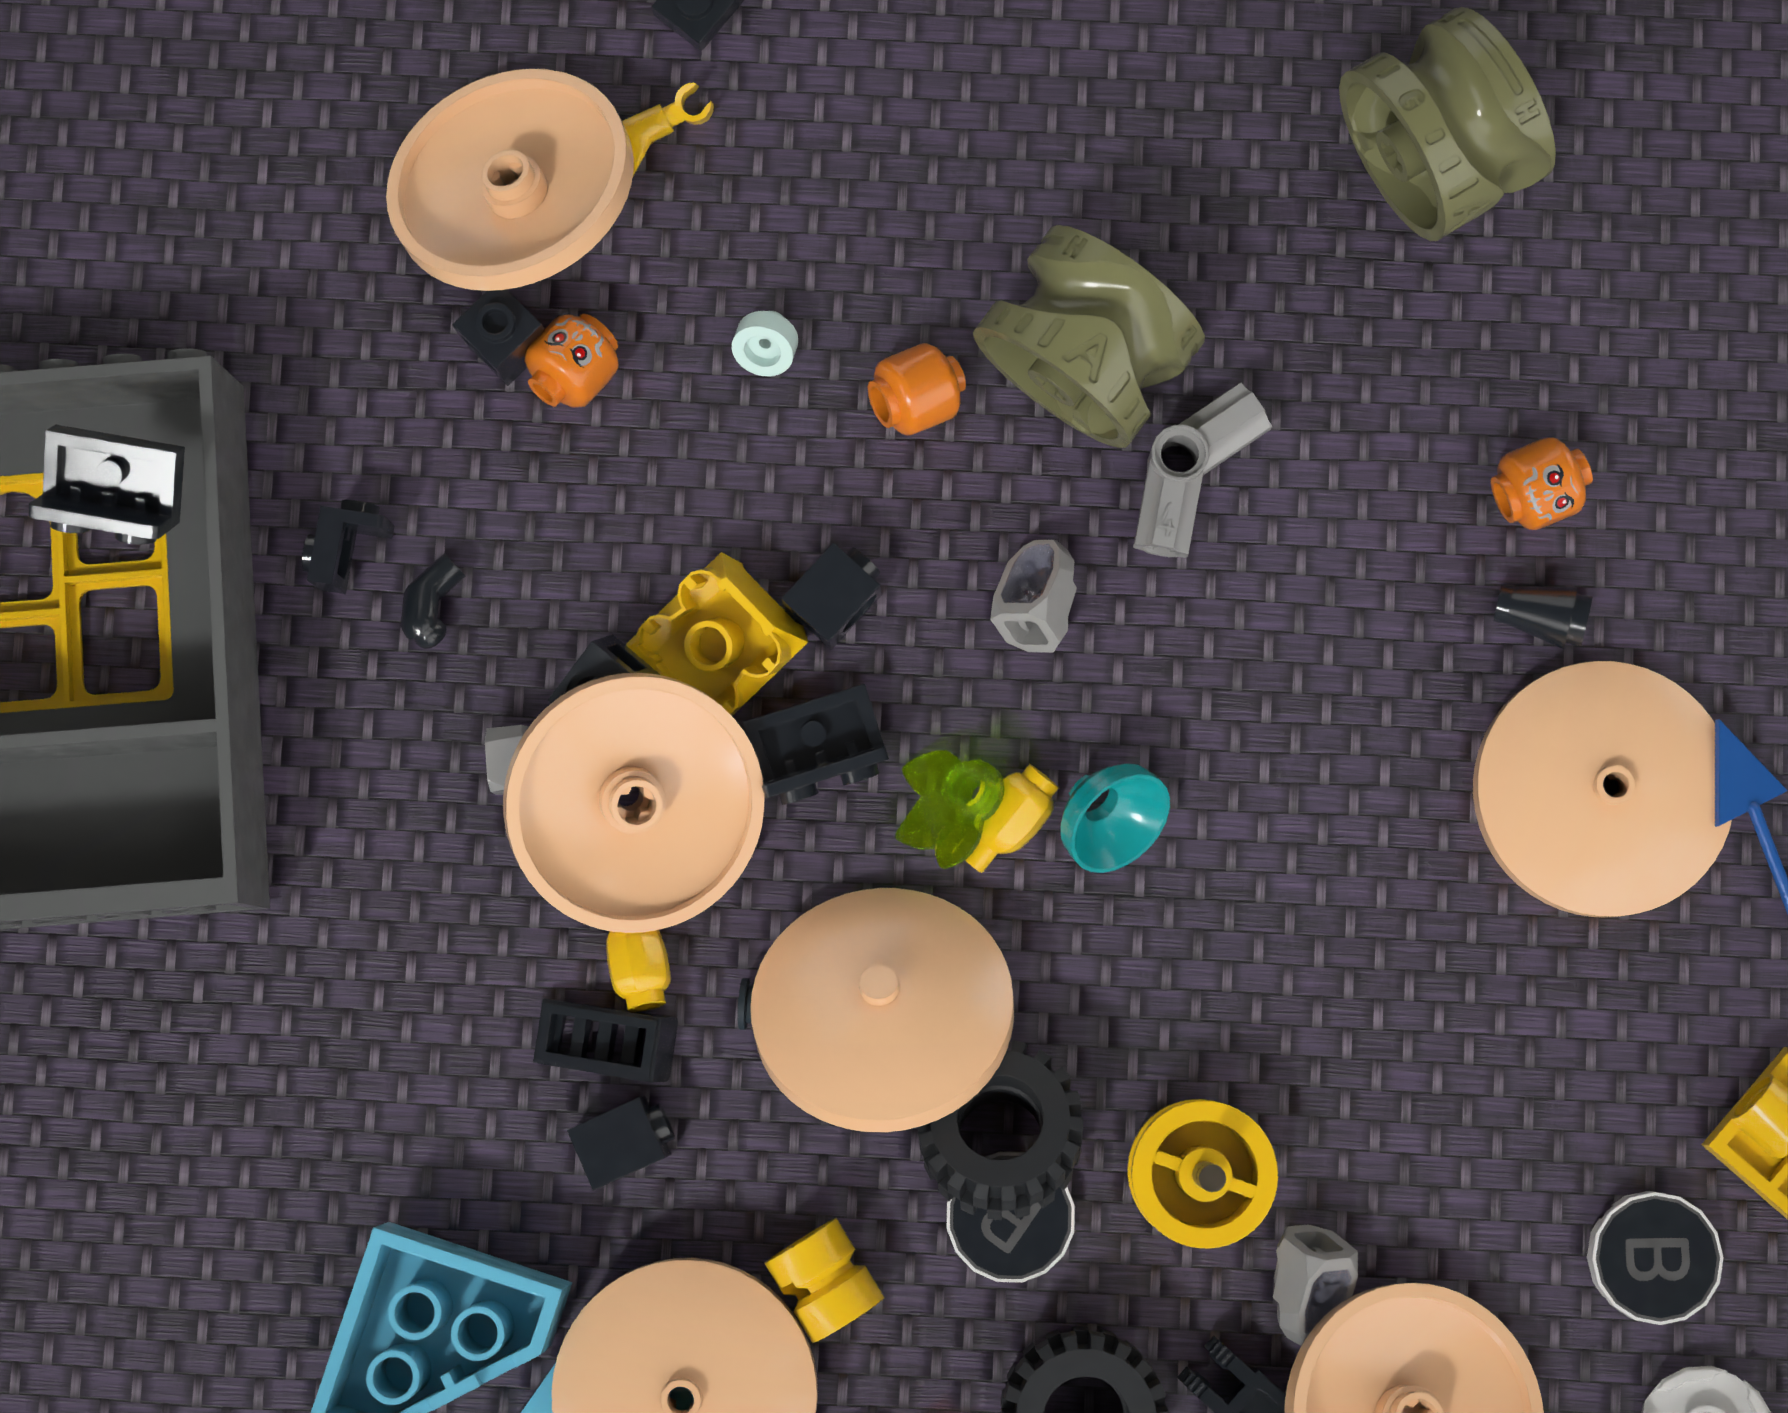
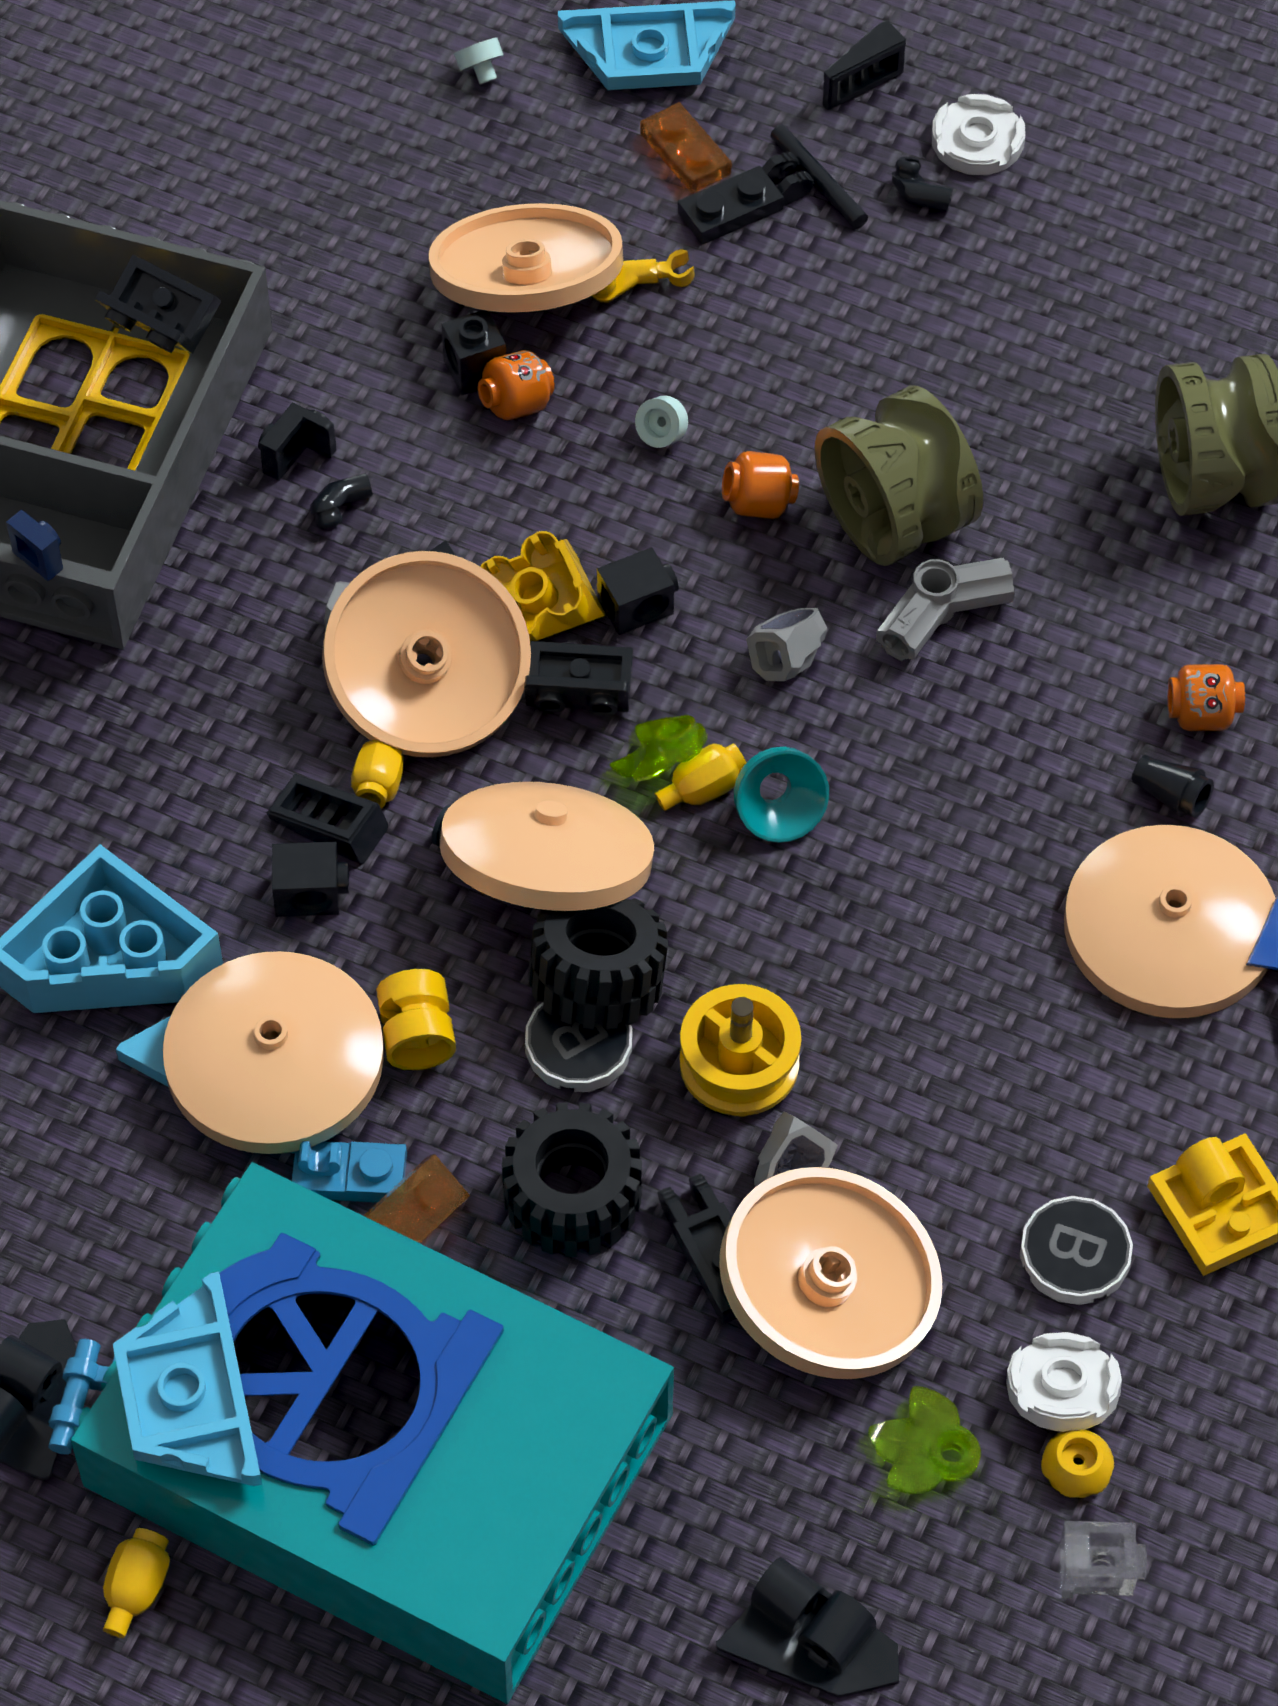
camera: 15 degrees right, 25 degrees down
(119, 892) = (35, 544): none -> dark blue plate

